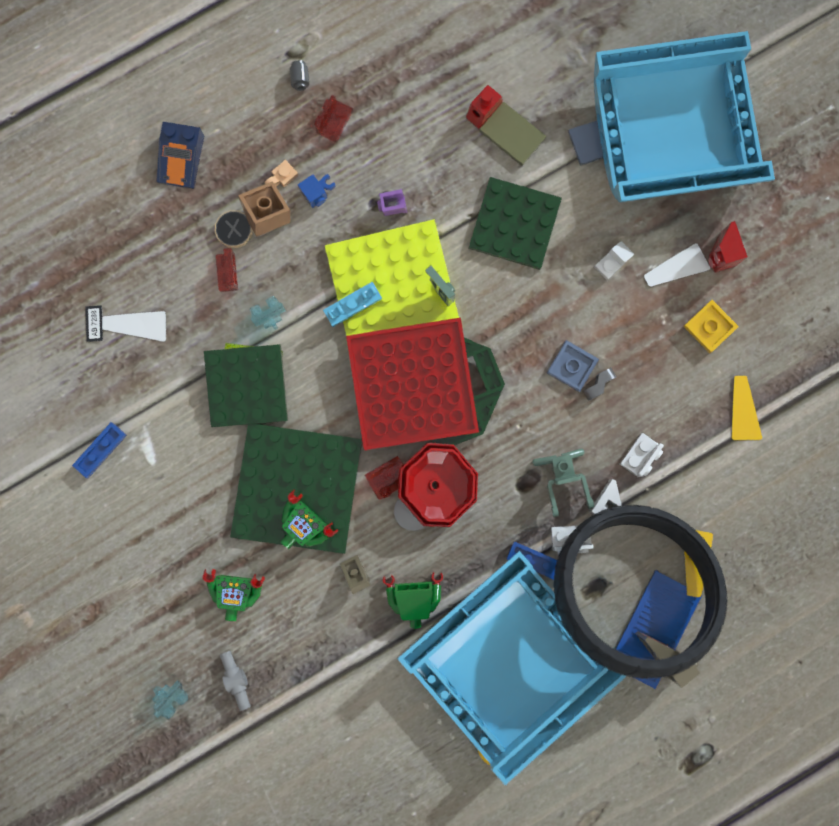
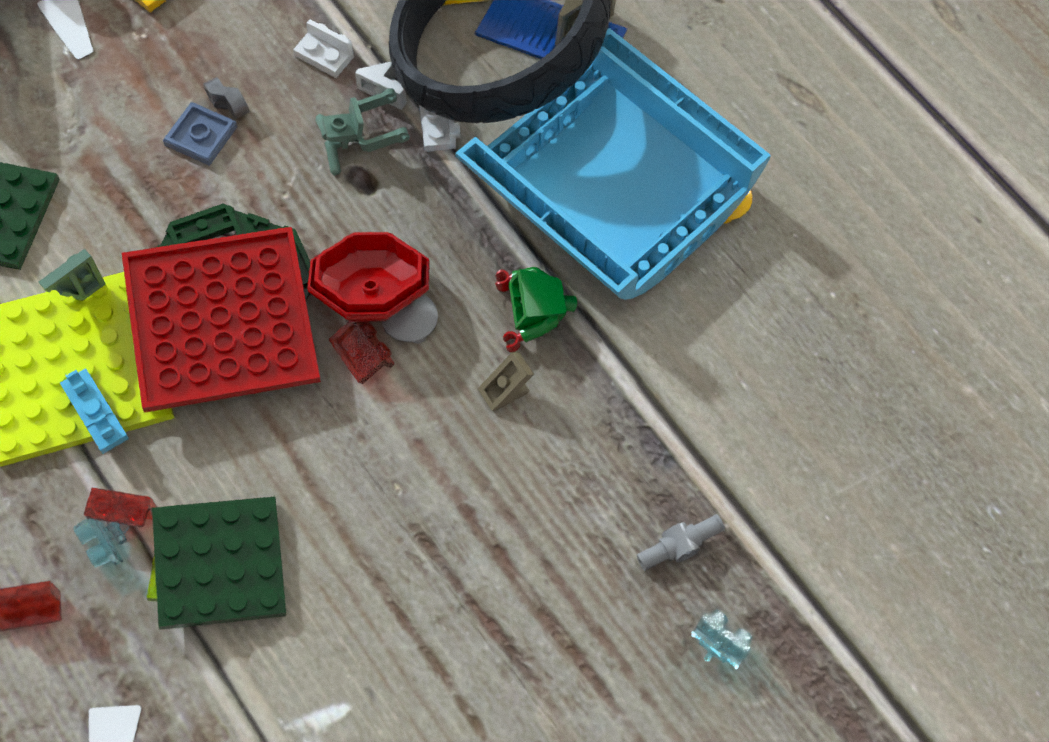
camera: 95 degrees left, 20 degrees down
(233, 592) = (546, 551): torso -> none
(283, 324) = (119, 507): none -> clear red bracket
(289, 459) = (380, 481): dark green plate -> none
(303, 524) = (435, 450): torso -> none
(541, 563) = (462, 179): blue plate -> none
(614, 260) = (54, 91): white slope -> none

